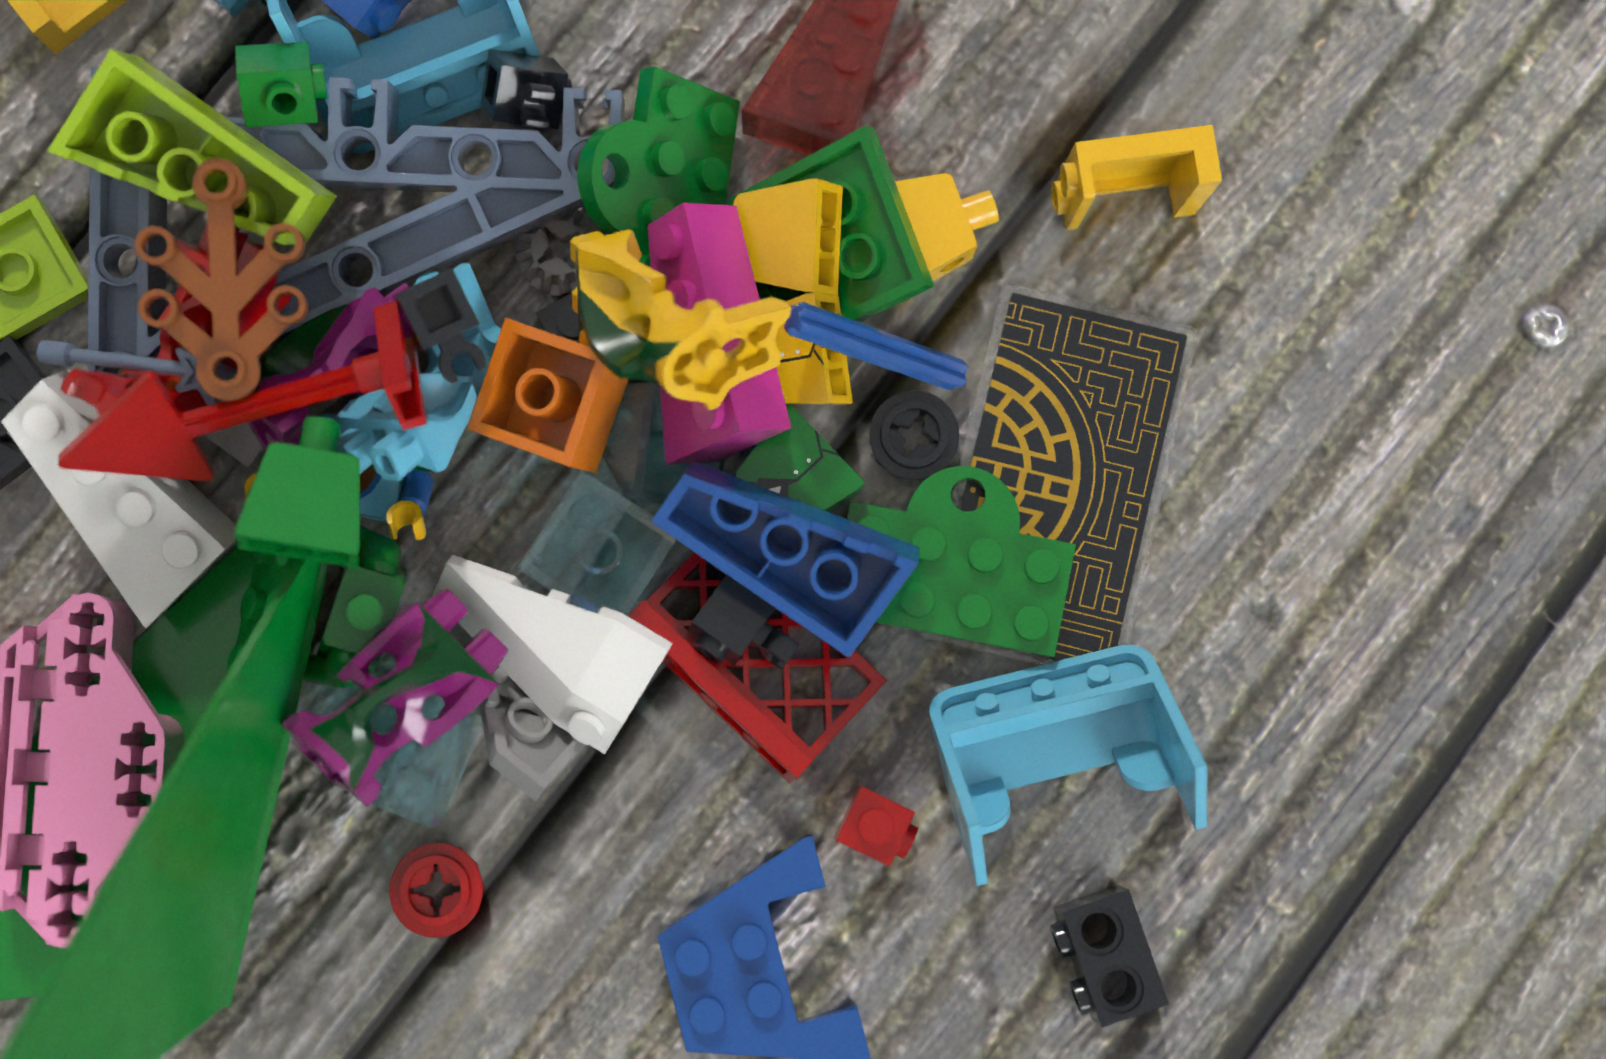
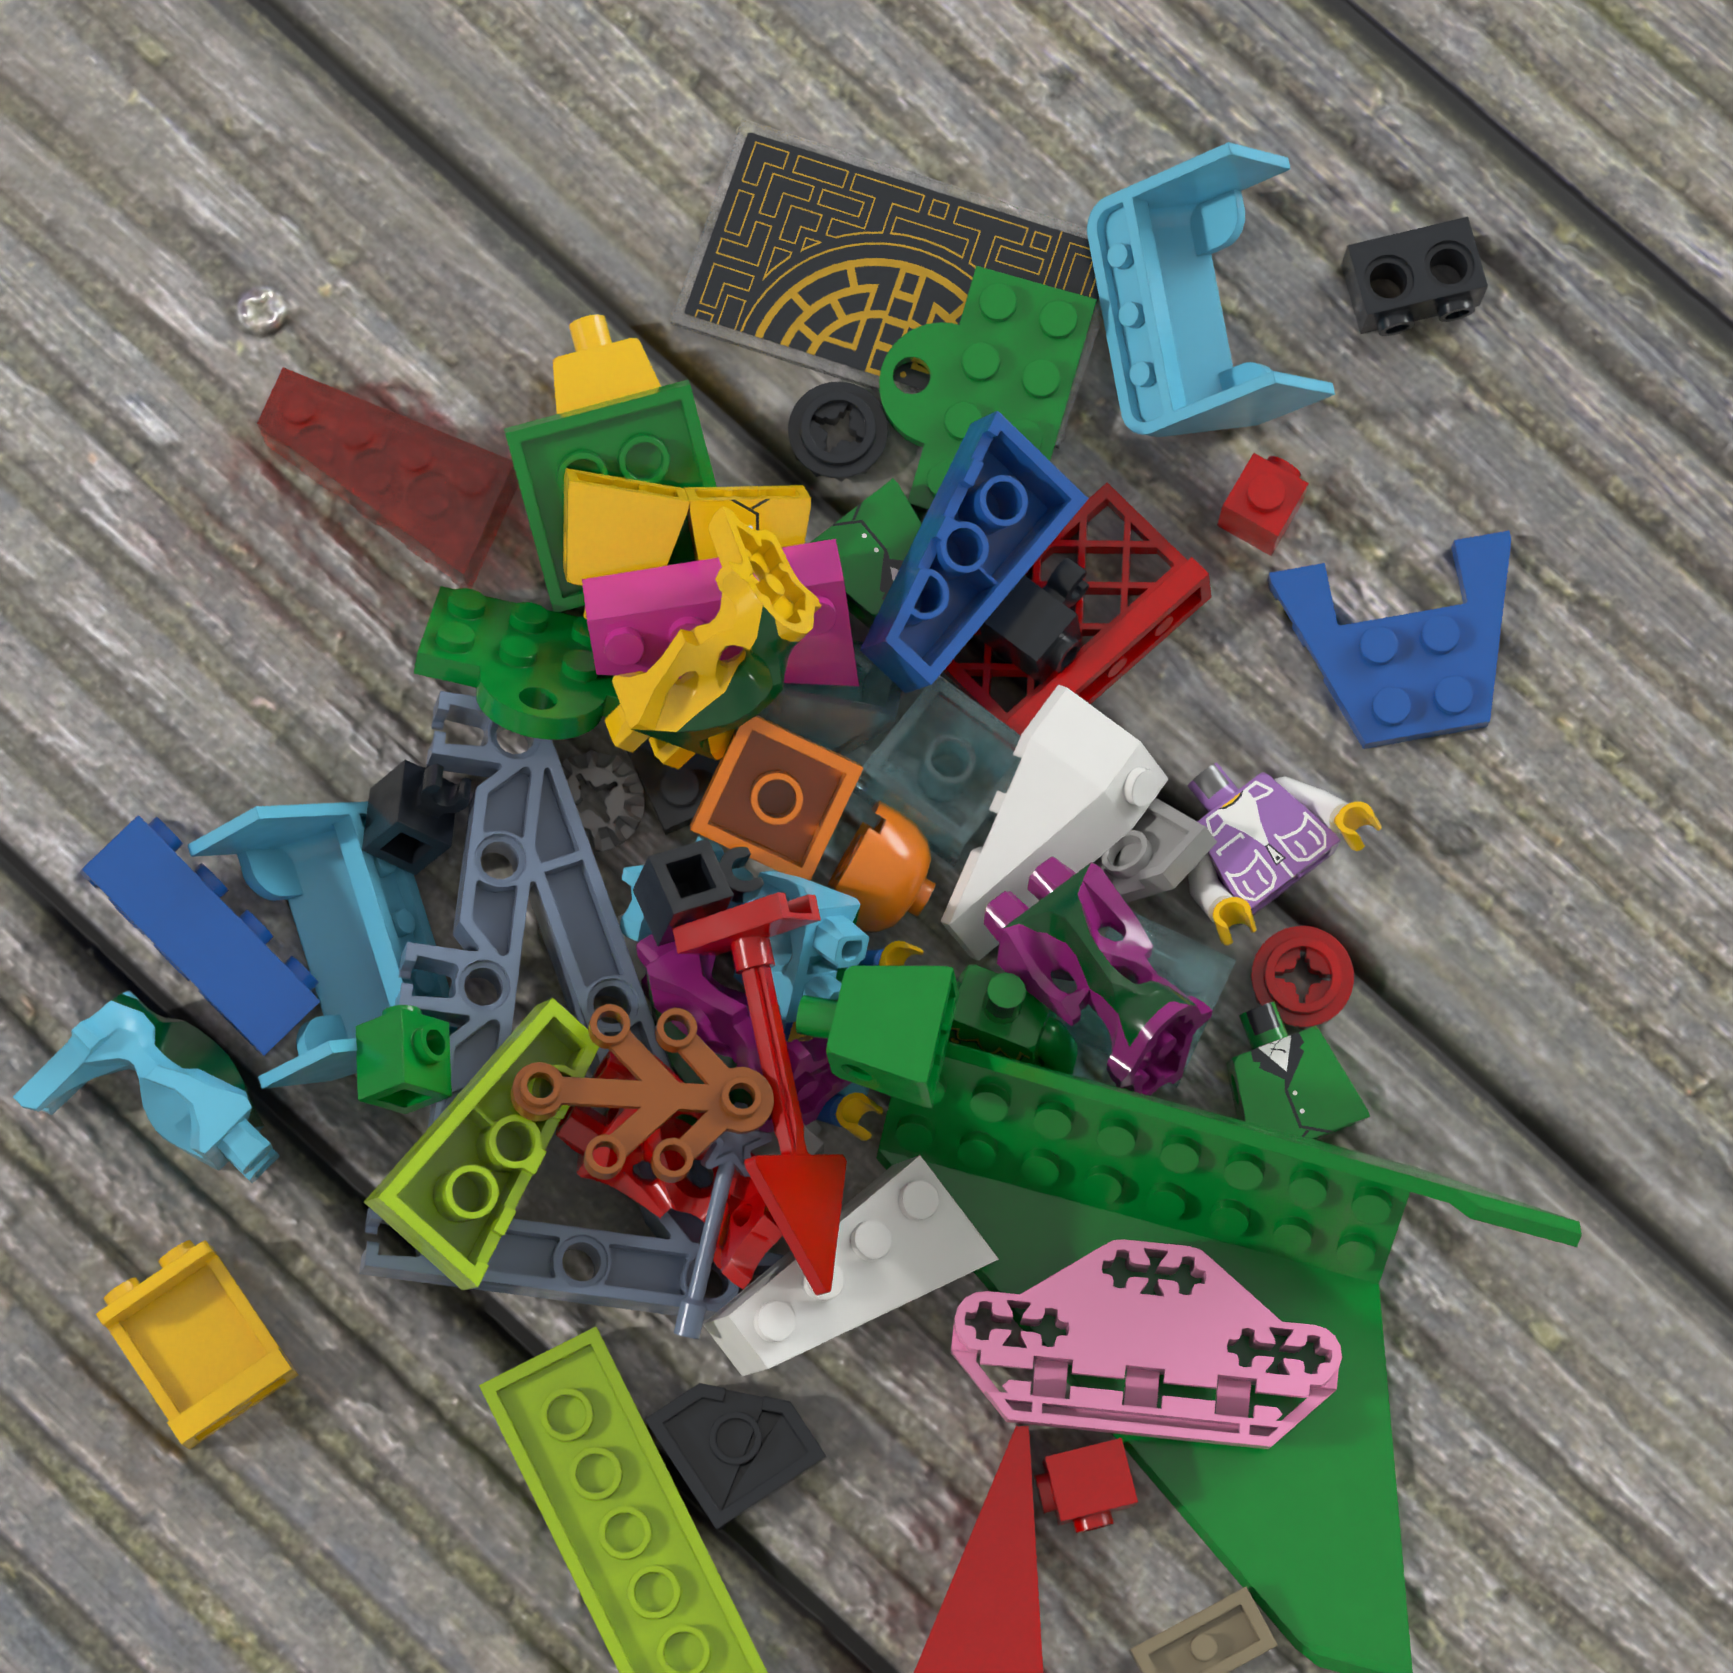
camera: 80 degrees left, 5 degrees down
(327, 884) = (1291, 1079): none -> green torso
(497, 499) = (885, 870): none -> orange cylinder
(552, 845) = (1265, 841): none -> torso
(875, 346) = (750, 442): blue axle -> none
(1172, 158) = (574, 106): yellow panel -> none

